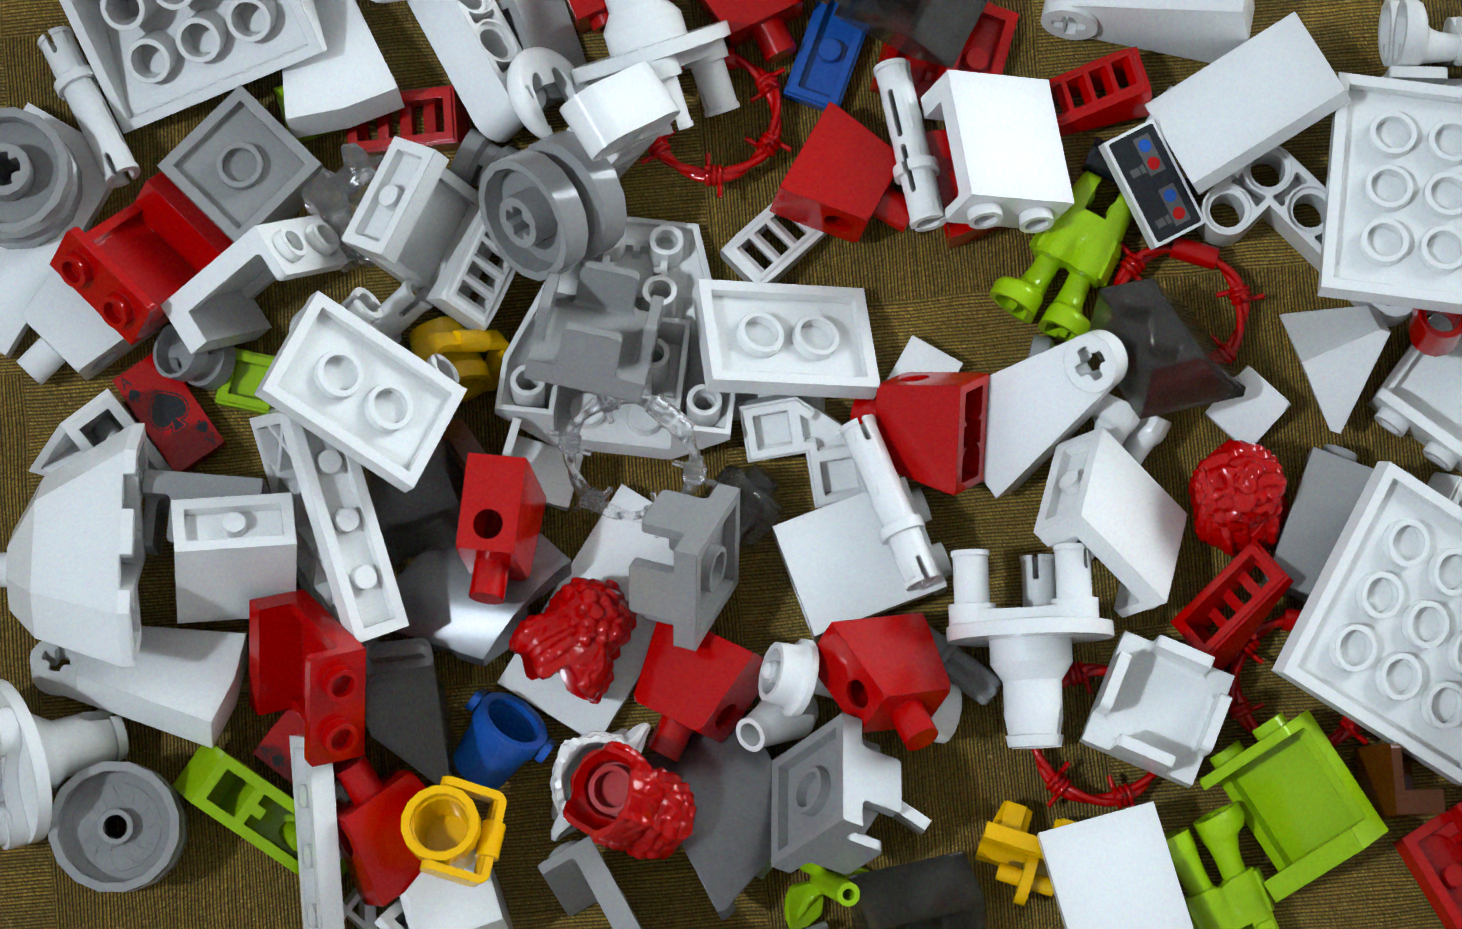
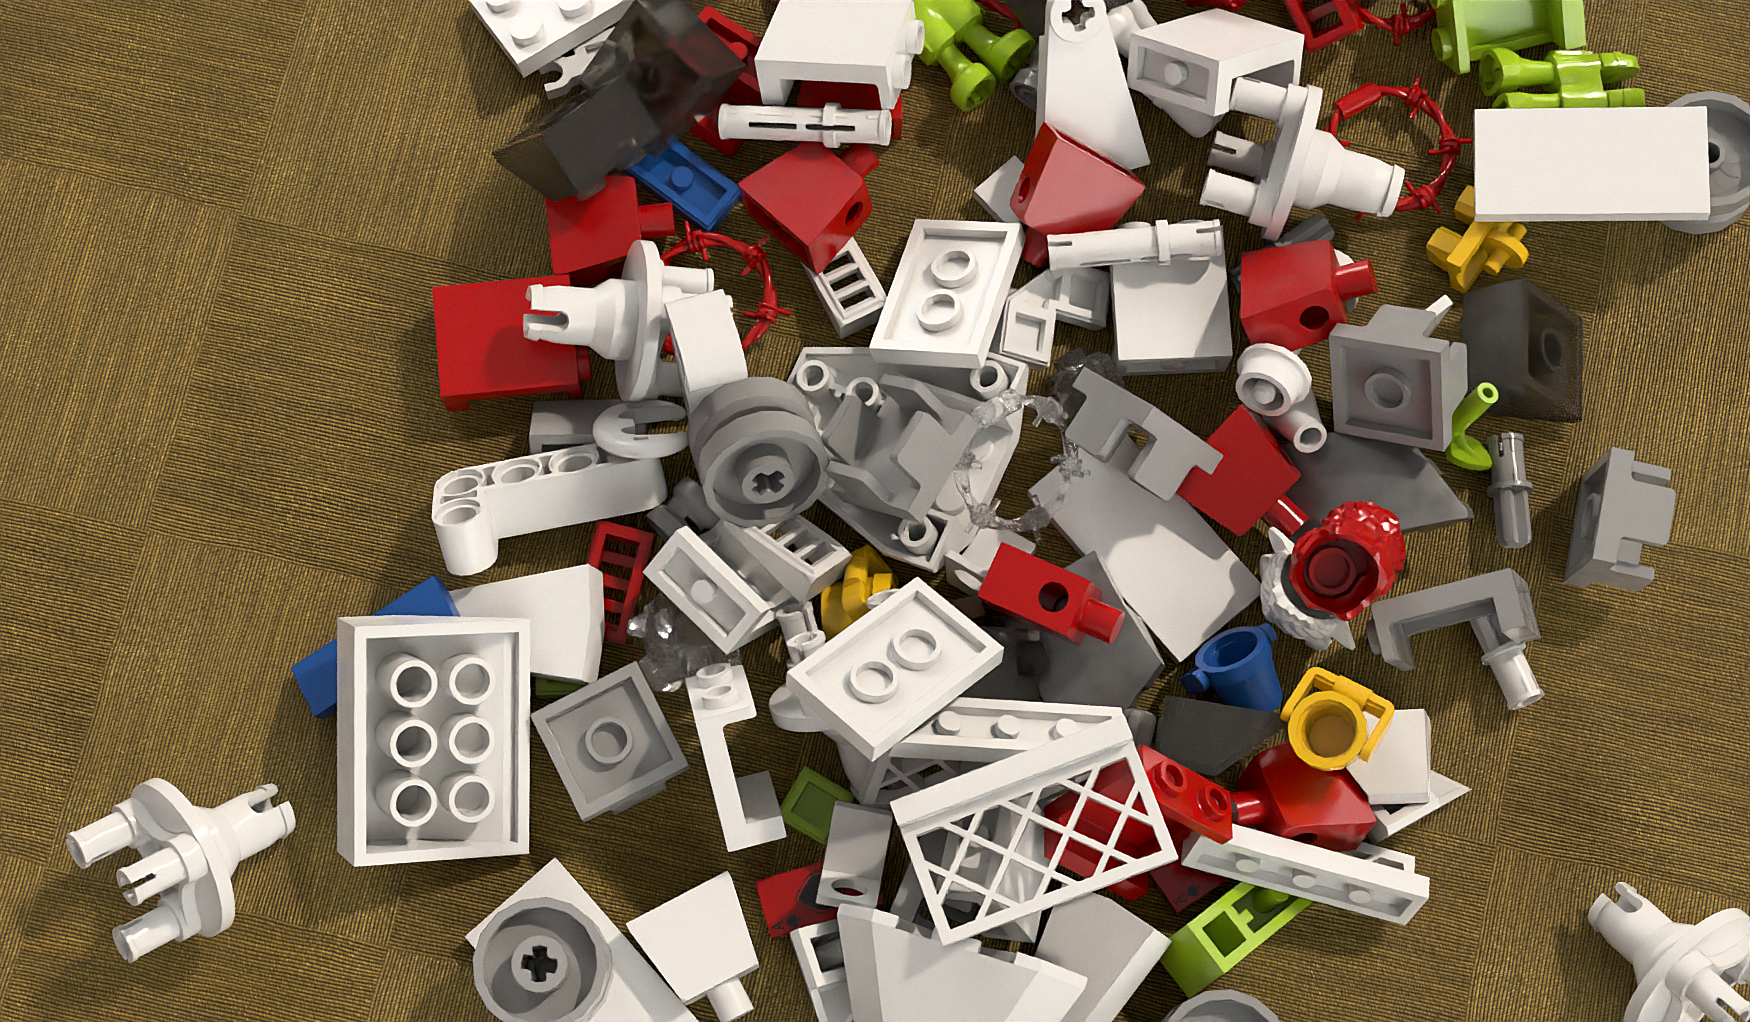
camera: 80 degrees left, 5 degrees down
(80, 89) = (469, 879): white pin -> none
(139, 257) = (669, 860): red panel -> none
(202, 369) = (774, 861): light grey wheel -> none
(202, 429) = (855, 854): none -> white bracket
(288, 537) = (1012, 780): none -> white fence
(577, 637) = (1168, 566): red hair -> none
(1159, 707) = (1389, 80): white panel -> none

